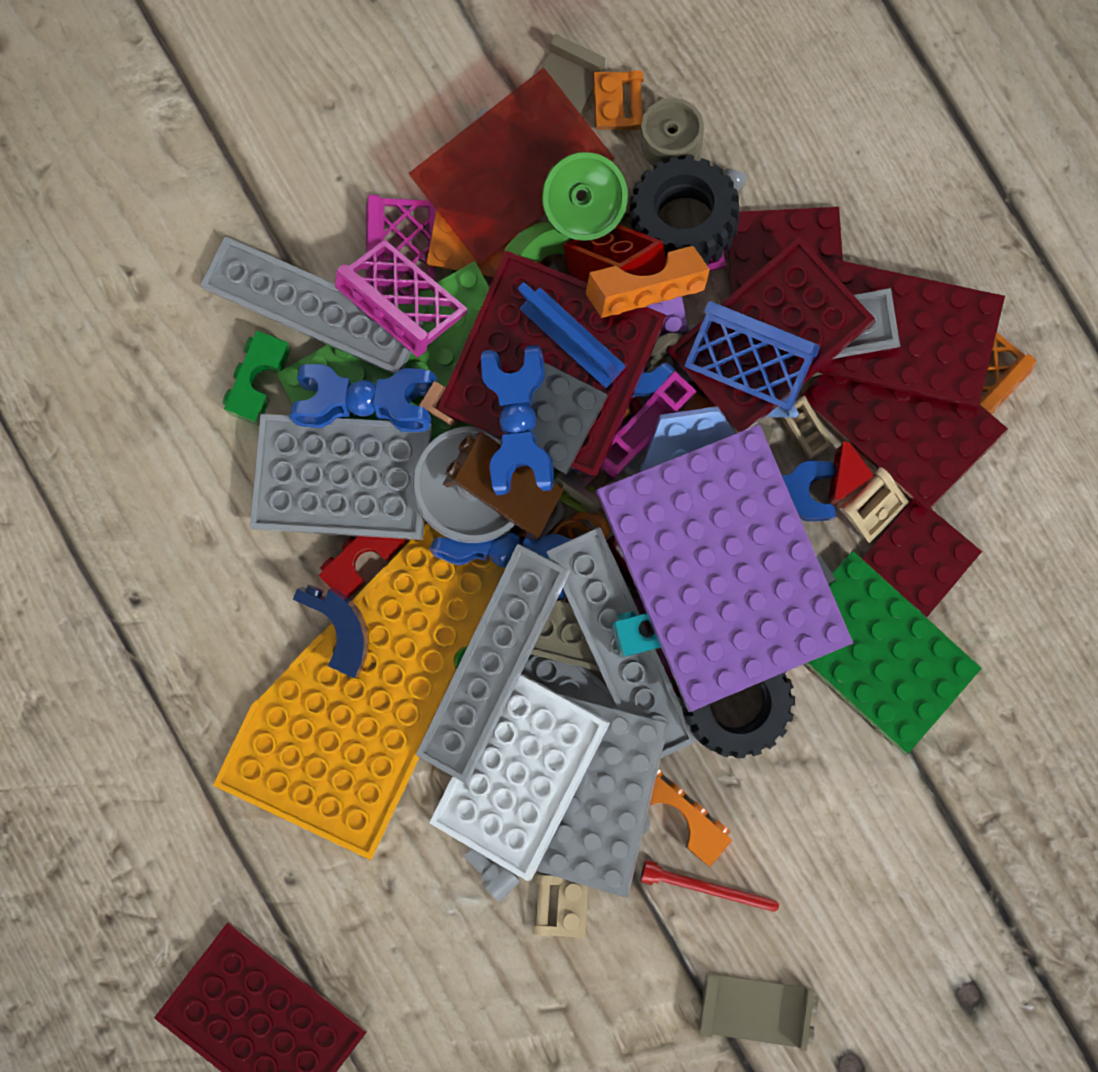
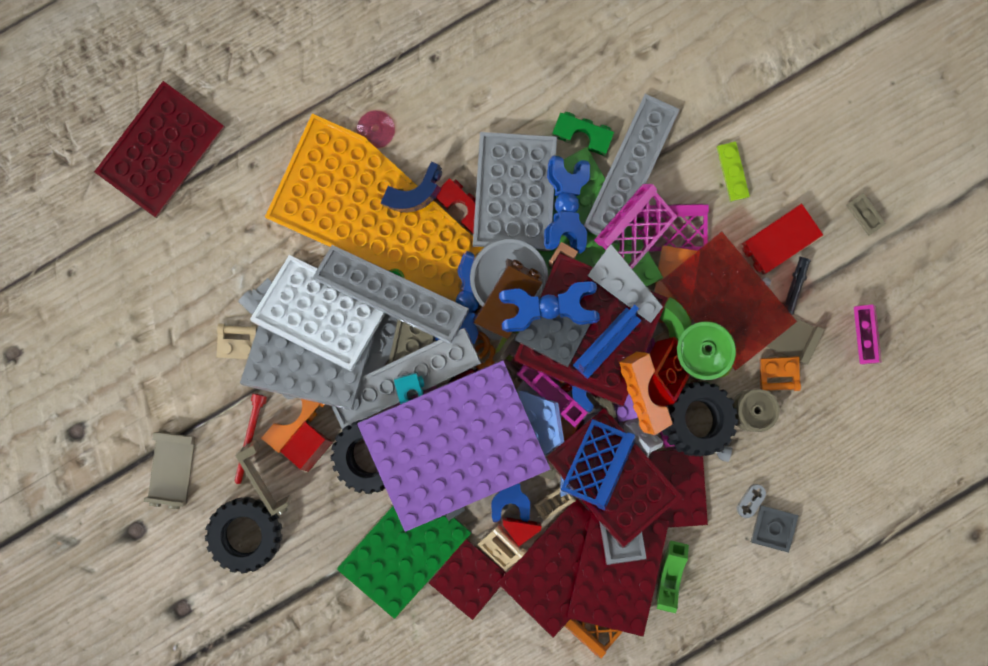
camera: 85 degrees right, 5 degrees up
(233, 673) = (385, 132): none -> clear pink dish
(319, 162) = (733, 171): none -> lime plate
(422, 92) = (781, 239): none -> red panel
(458, 63) = (796, 284): none -> black pin
(480, 316) = (621, 281): none -> light grey wing
(717, 290) = (644, 441): none -> white panel
(722, 799) = (306, 447): none -> red slope
(733, 891) = (243, 458): none -> dark tan panel
(807, 139) = (747, 498): none -> light grey beam
(844, 112) = (774, 528): none -> dark grey plate
(897, 255) = (670, 576): none -> bright green arch
(897, 895) = (219, 543): none -> black tyre

